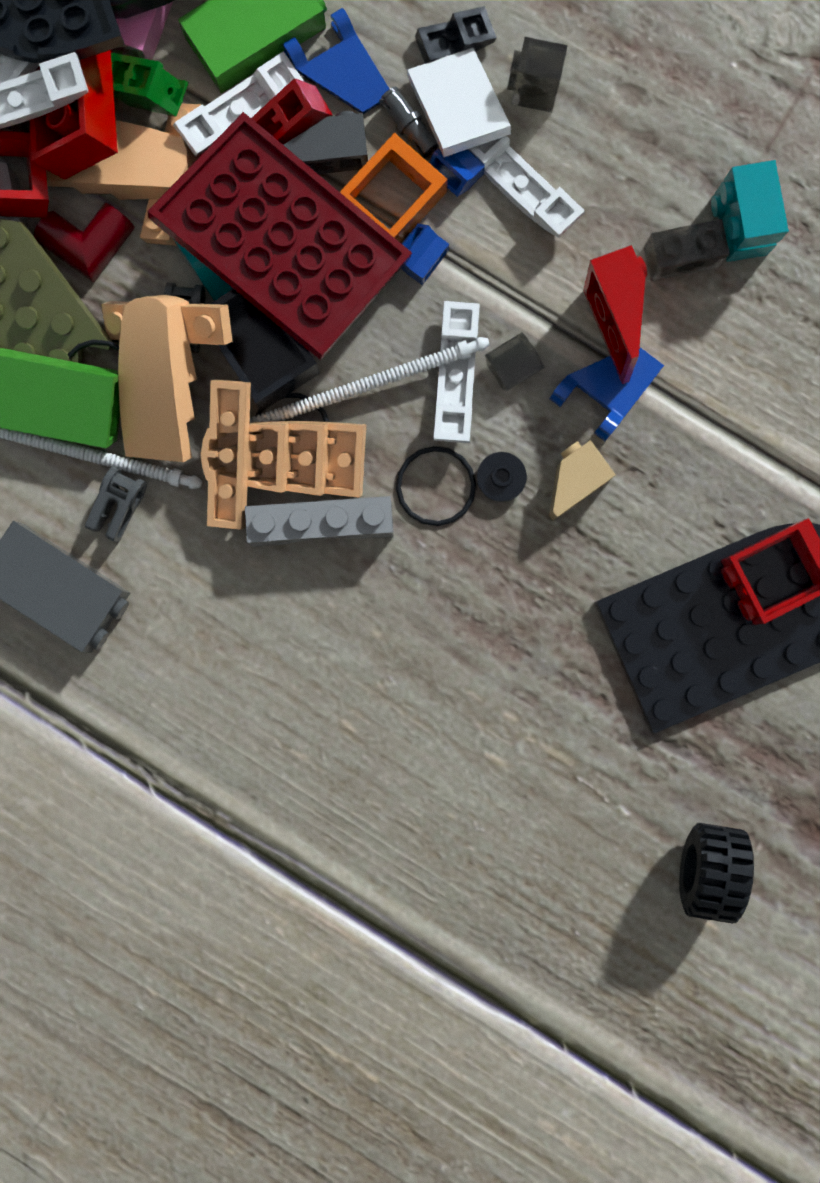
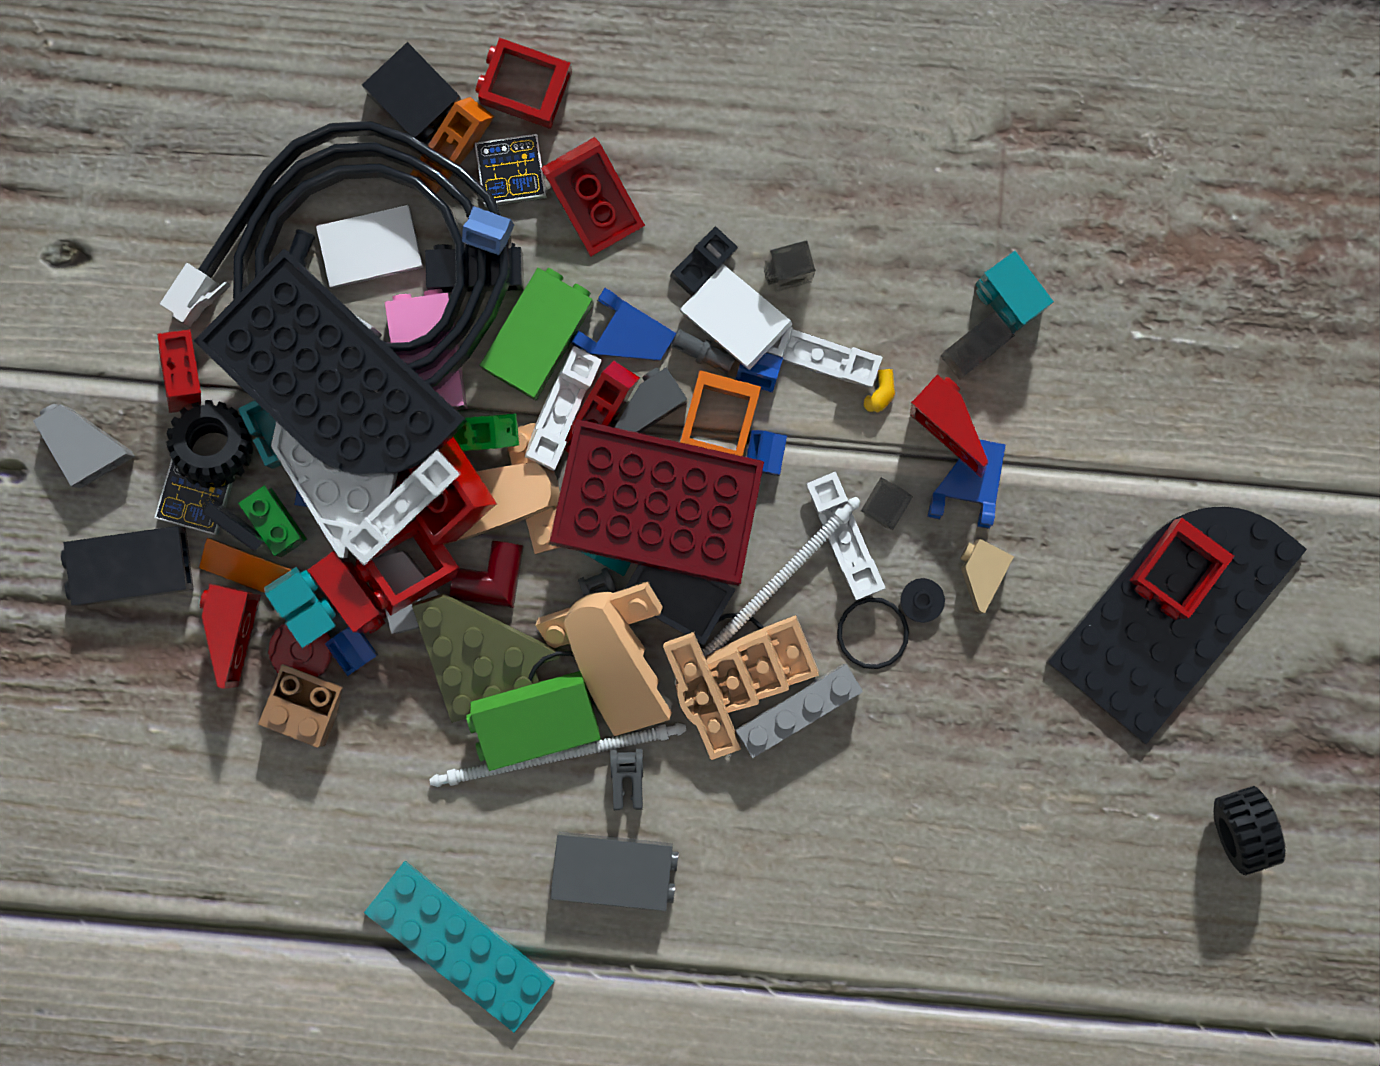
camera: 30 degrees left, 0 degrees up
(566, 255) = (884, 394): none -> yellow arm

